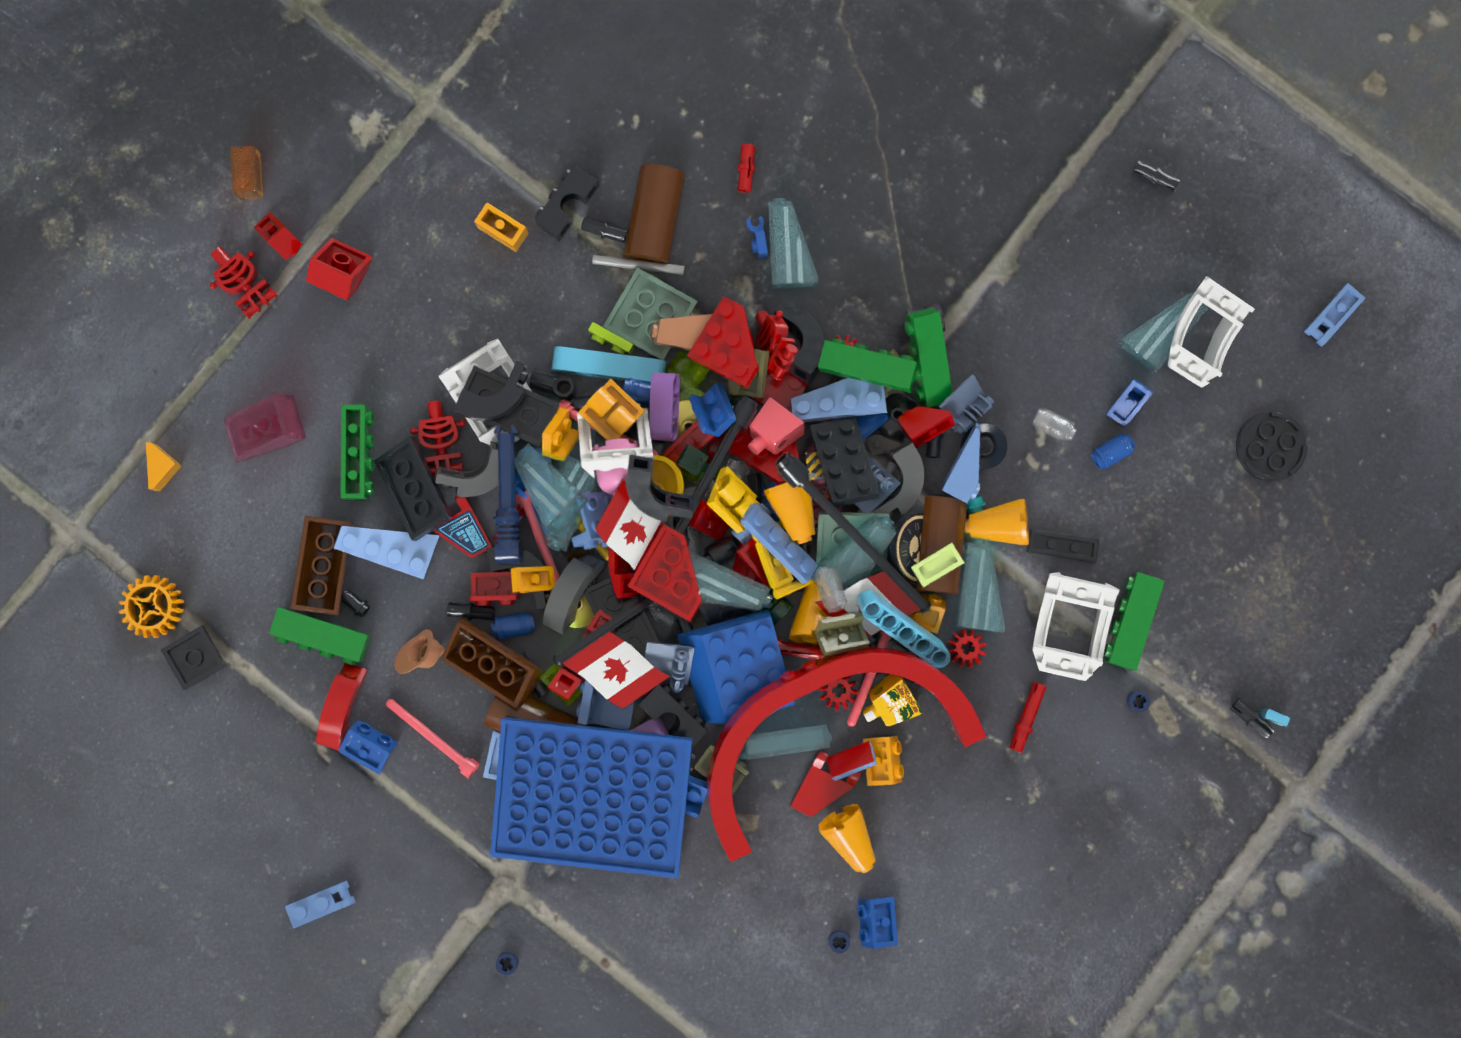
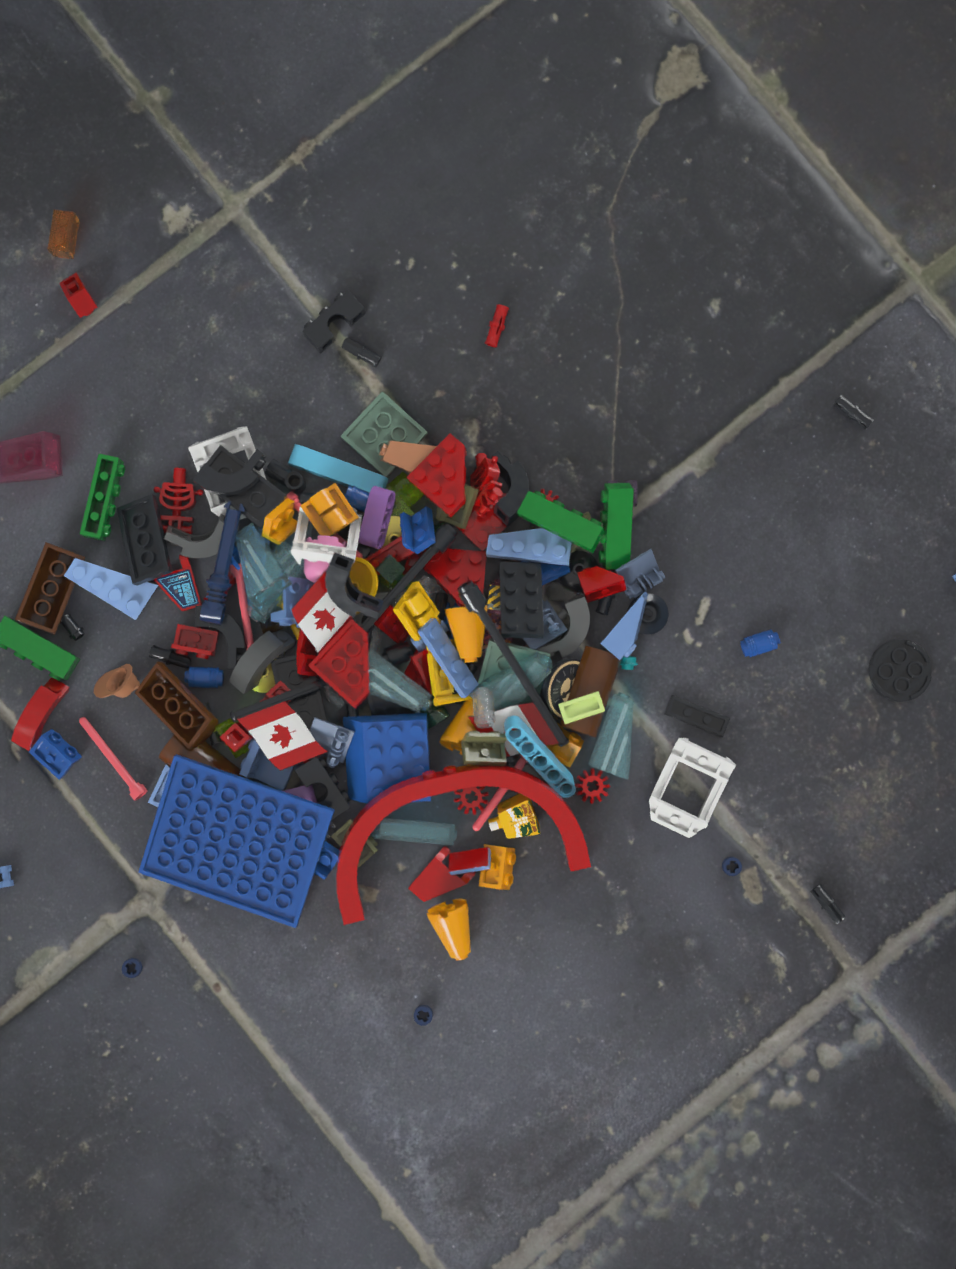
camera: 15 degrees right, 0 degrees up
(230, 268) = (36, 316): red torso -> none
(338, 268) = (123, 335): red slope -> none
(501, 227) = (272, 330): light orange brick -> none
(532, 579) = (228, 641): light orange slope -> none
(603, 335) = (338, 443): lime plate -> none
(634, 264) = (386, 389): light grey bar -> none
(654, 213) = (408, 347): reddish brown brick -> none
(759, 243) = (492, 394): blue plate -> none
(774, 428) = (468, 557): coral torso -> none
(789, 253) = (516, 409): clear light blue slope -> none
(800, 650) = (445, 754): red pin -> none
(877, 922) = (460, 1006): blue bracket -> none
(1001, 523) = (647, 684): light orange cone -> none
(1027, 718) = (634, 854): red pin -> none
(1054, 425) = (713, 609): clear head -> none
(1129, 402) = (783, 604): slope -> none
(1134, 621) = (743, 796): green brick -> none
(1152, 340) = (827, 550): clear light blue slope -> none
(1233, 313) = (893, 544): white wedge -> none
(1274, 717) = (847, 907): medium azure tile -> none

